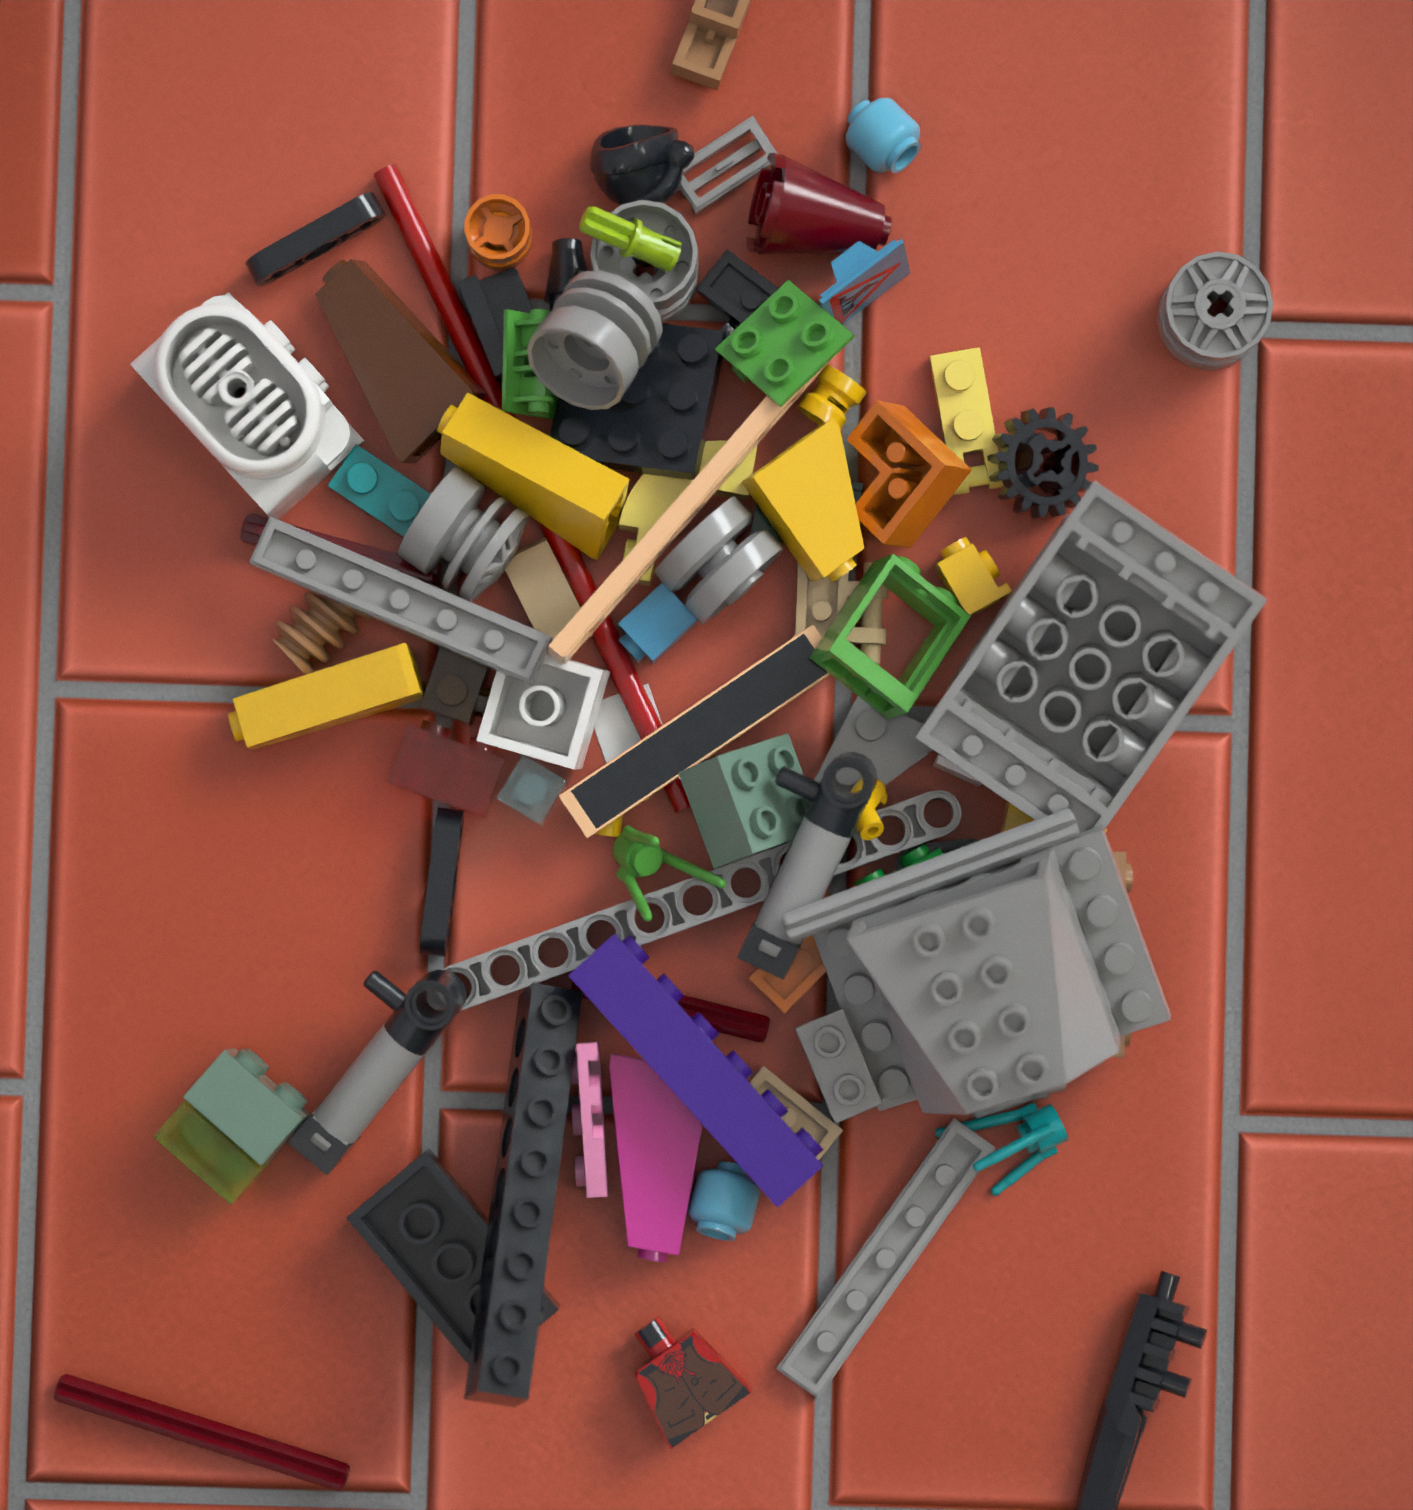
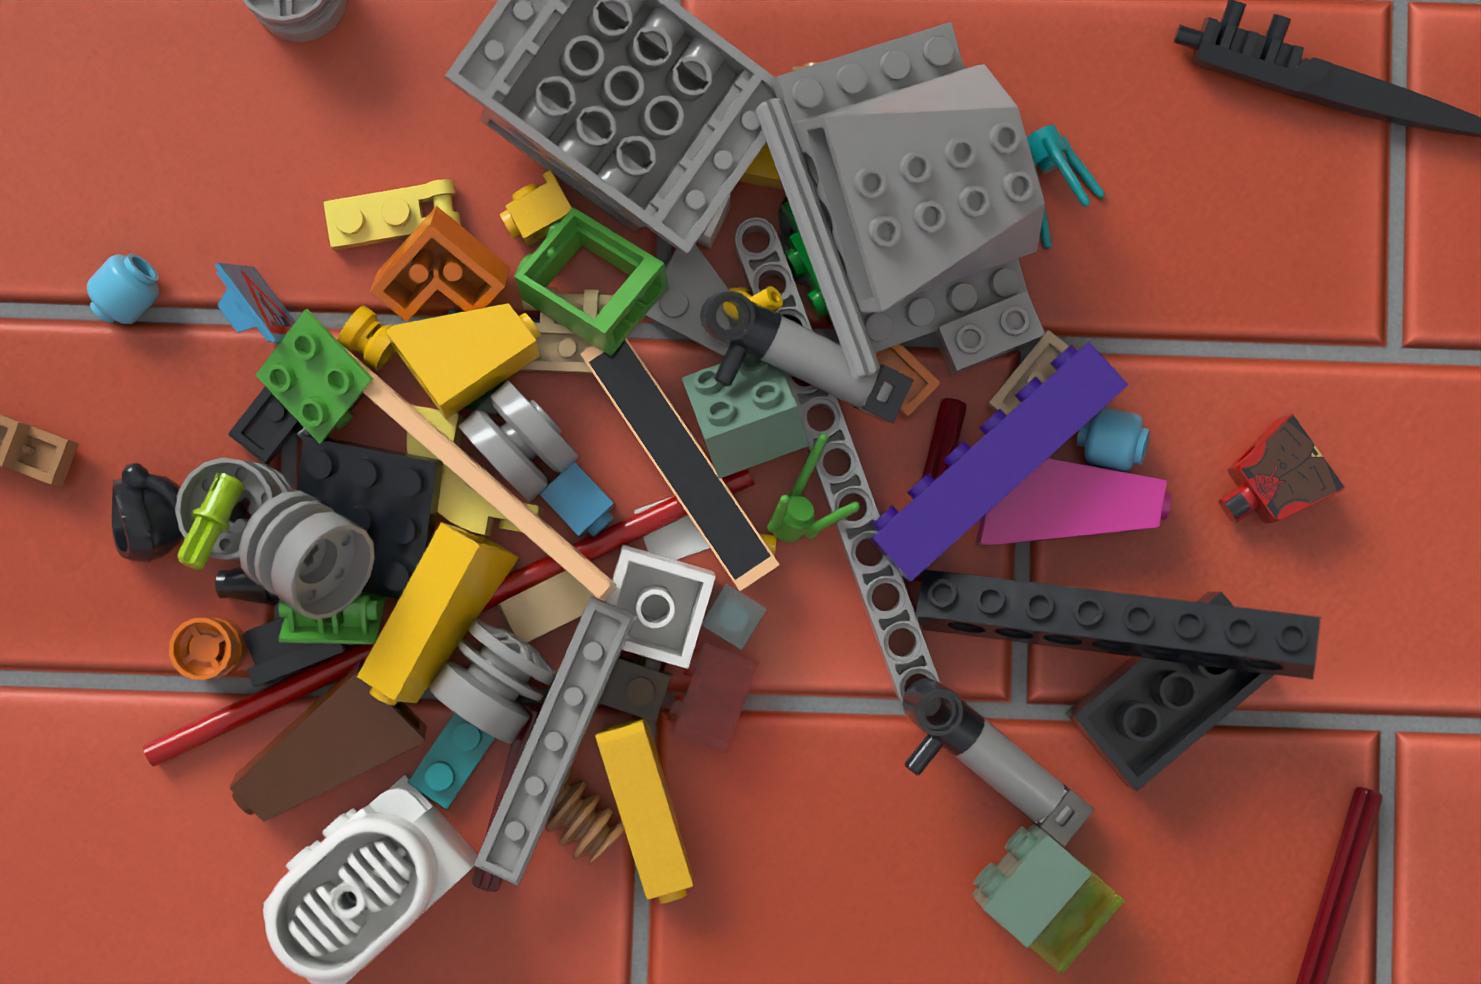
camera: 90 degrees left, 0 degrees up
(315, 239) = (213, 821): black beam -> none
(441, 882) = (818, 701): black beam -> none
(589, 1120) = (1041, 564): bright pink wing -> none
(761, 142) = (129, 402): light grey tile -> none
(811, 213) = (193, 356): dark red cone -> none
(884, 1258) = (1163, 293): light grey tile -> none
(1063, 470) = (424, 159): black gear -> none

